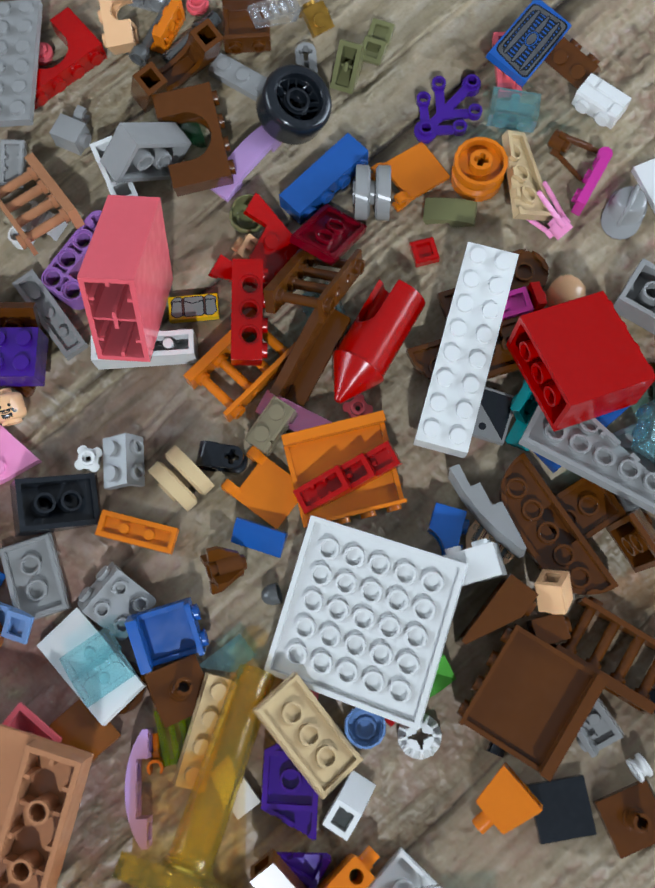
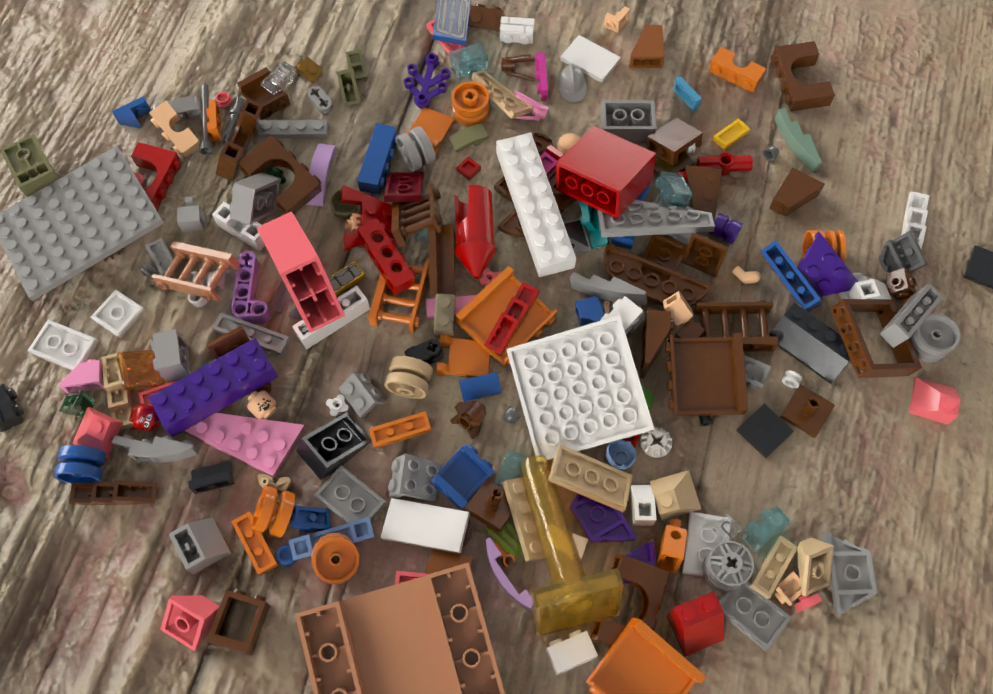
camera: 35 degrees left, 10 degrees down
(97, 666) = (432, 519): clear light blue slope -> none
(293, 104) = (331, 124): black wheel -> none
(394, 818) = (675, 495): none -> tan slope
(505, 802) = (731, 444): orange torso -> none

